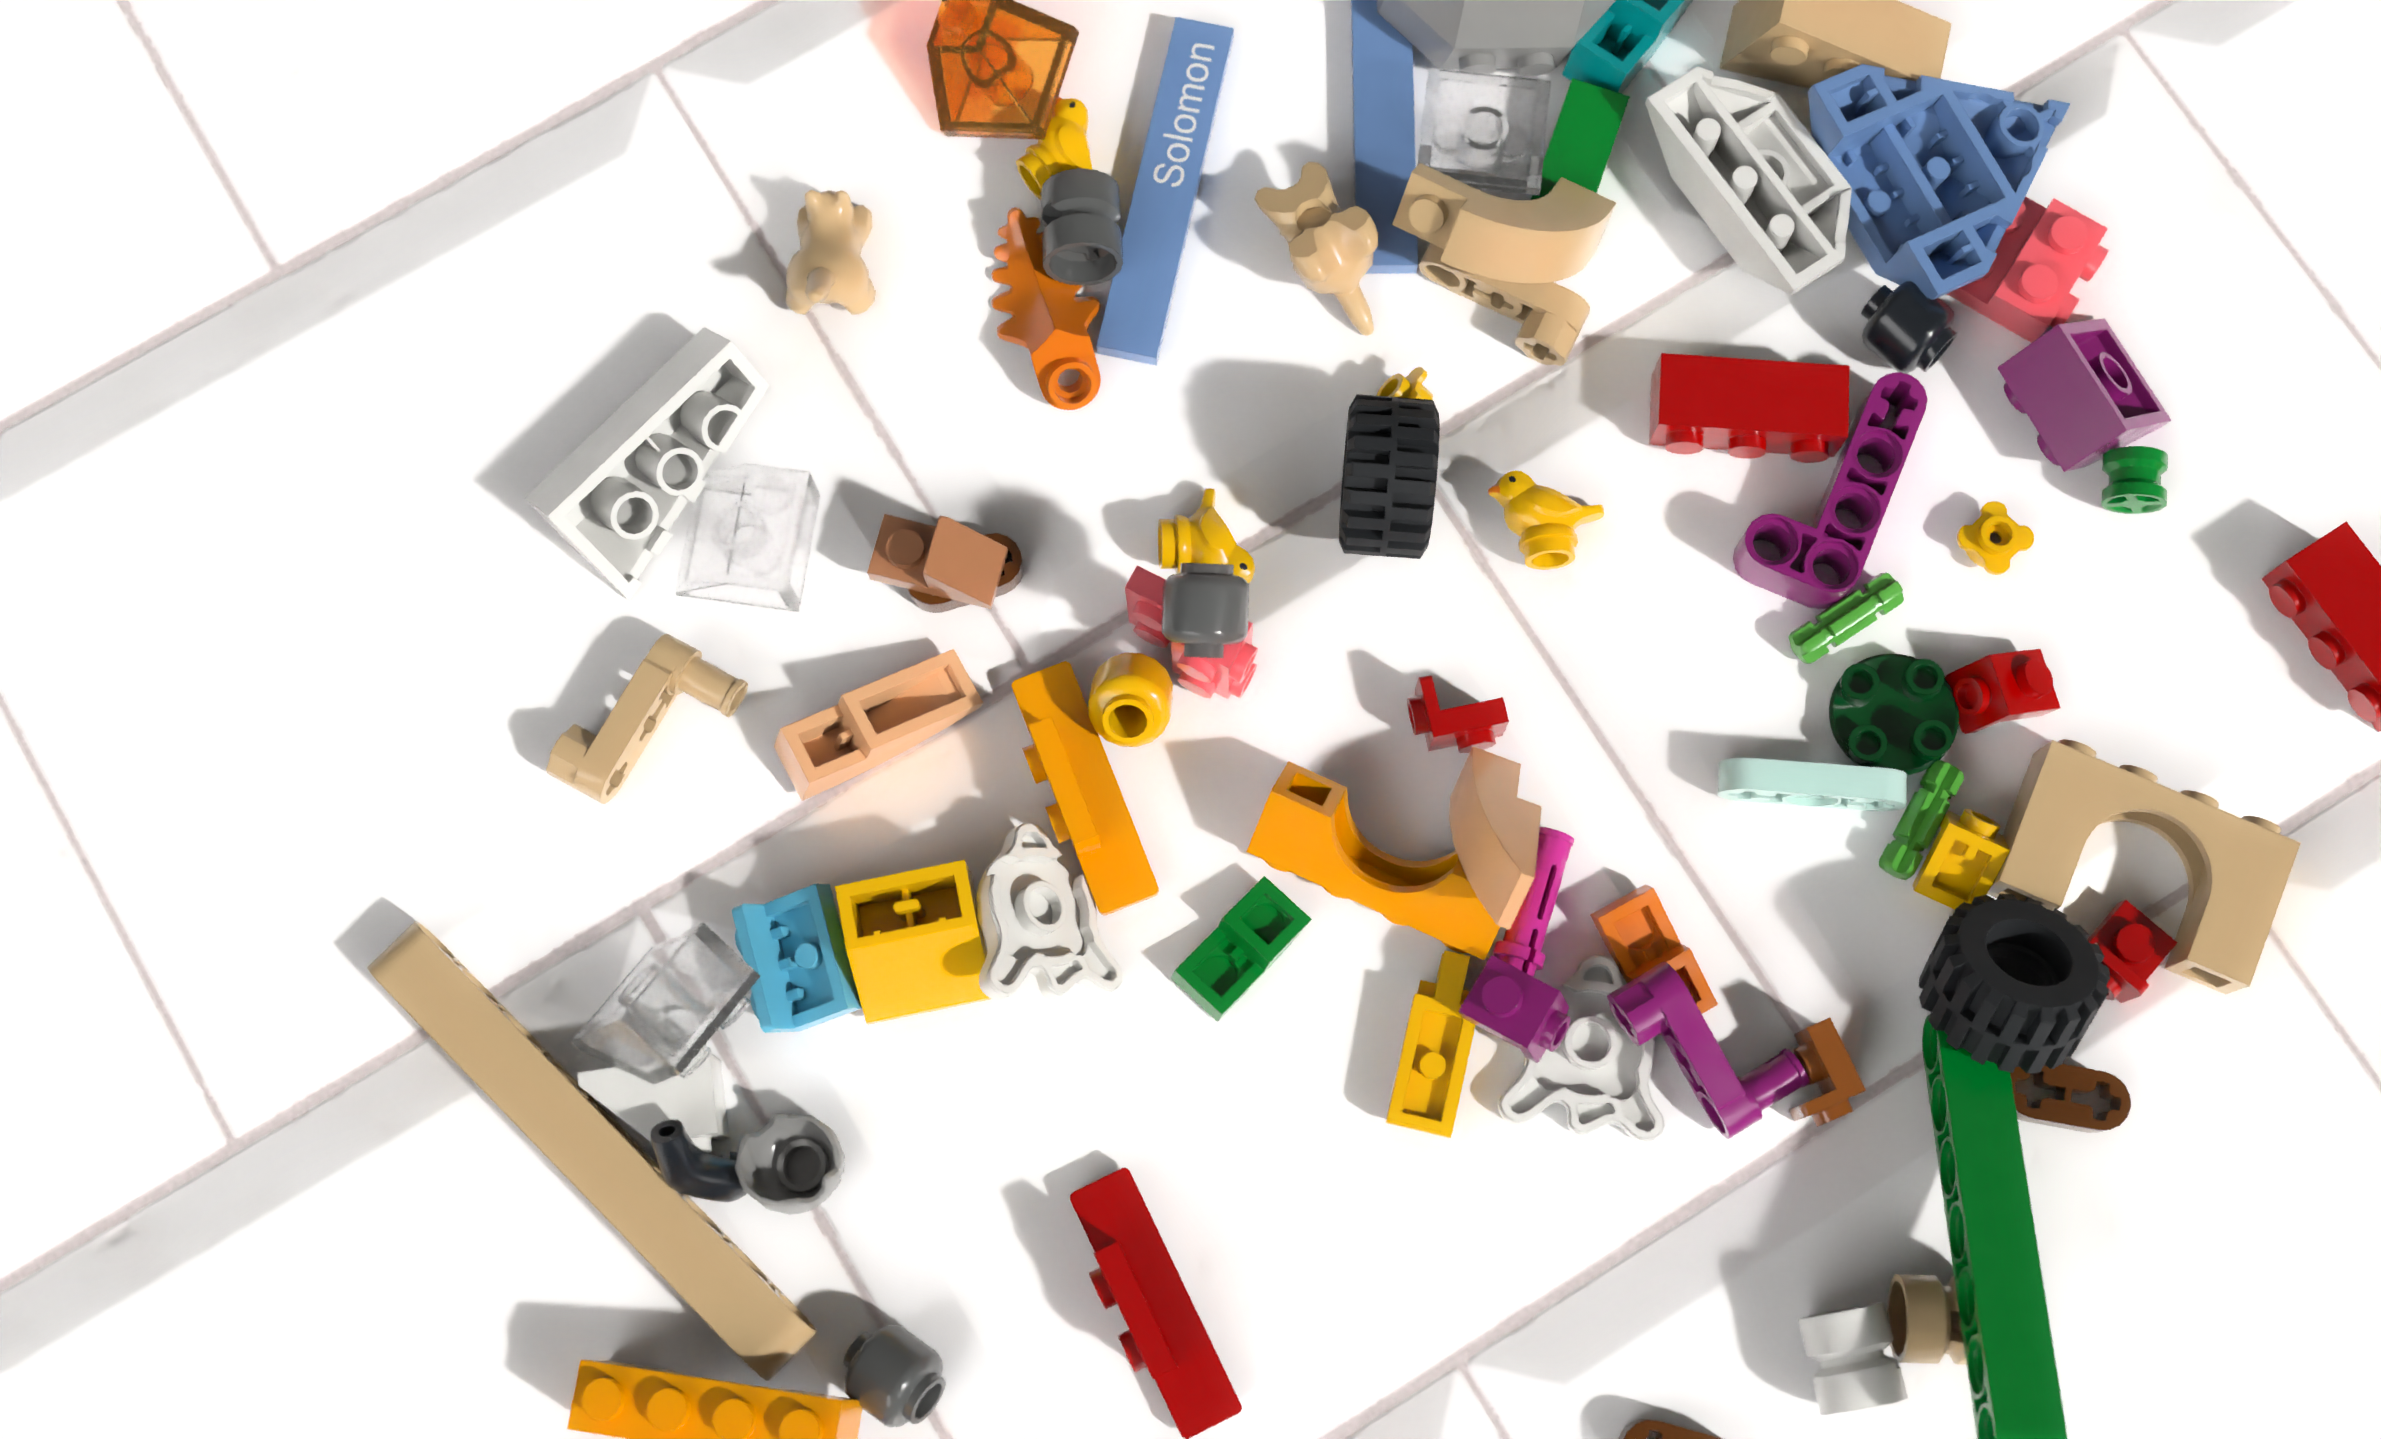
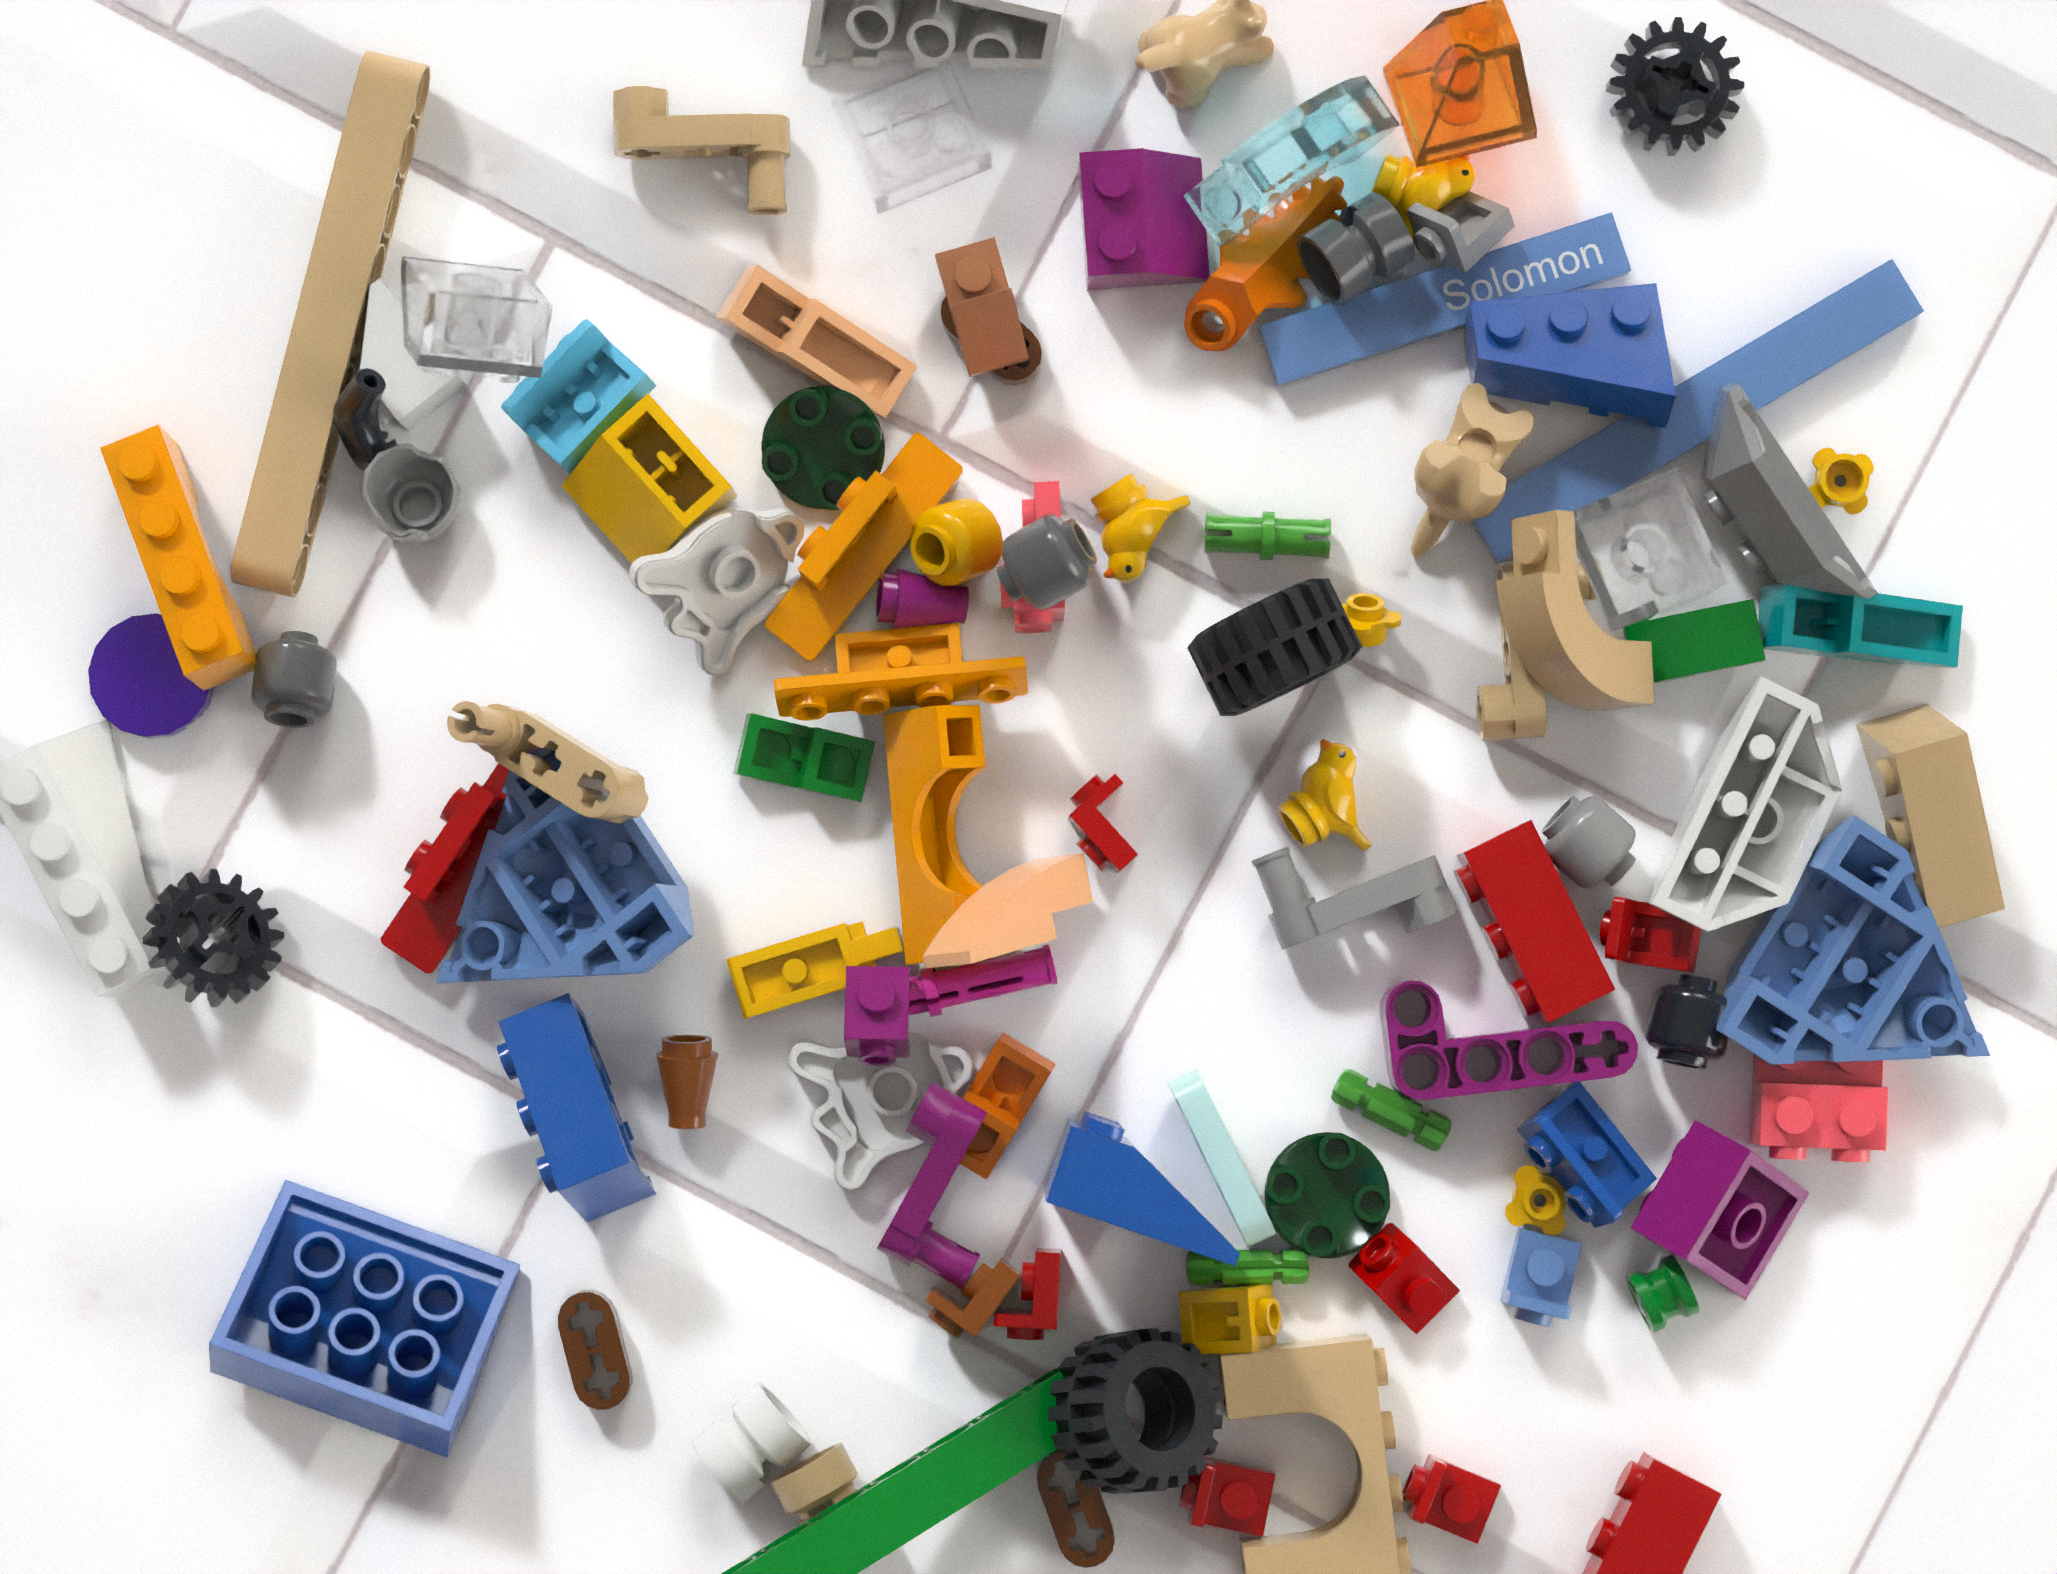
camera: 55 degrees right, 10 degrees up
(942, 393) = (1138, 221): none -> magenta slope
(971, 238) = (1289, 154): none -> clear light blue arch
(973, 771) = (820, 445): none -> dark green dish
(1118, 136) = (1460, 231): none -> light grey bracket
(1146, 1145) = (583, 773): none -> tan beam
(1159, 768) = (913, 601): none -> magenta cone
(1214, 813) = (899, 670): none -> light orange bracket
(1235, 1225) = (566, 895): none -> medium blue wedge
(1277, 98) = (1575, 349): none -> wedge
(1281, 441) = (1267, 535): none -> bright green pin
(1445, 1344) = (572, 1109): none -> blue wedge
(1473, 1222) = (686, 1078): none -> dark orange cone
(1661, 489) = (1415, 890): none -> light grey beam
(1705, 319) = (1589, 842): none -> light grey head
(1796, 869) = (1114, 1182): none -> blue slope
(1814, 318) = (1648, 936): none -> red bracket
(1856, 1011) = (1042, 1285): none -> red bracket
(1979, 476) = (1585, 1156): none -> blue bracket
(2063, 575) = (1540, 1276): none -> medium blue bracket
(2224, 759) = (1450, 1497): none -> red bracket

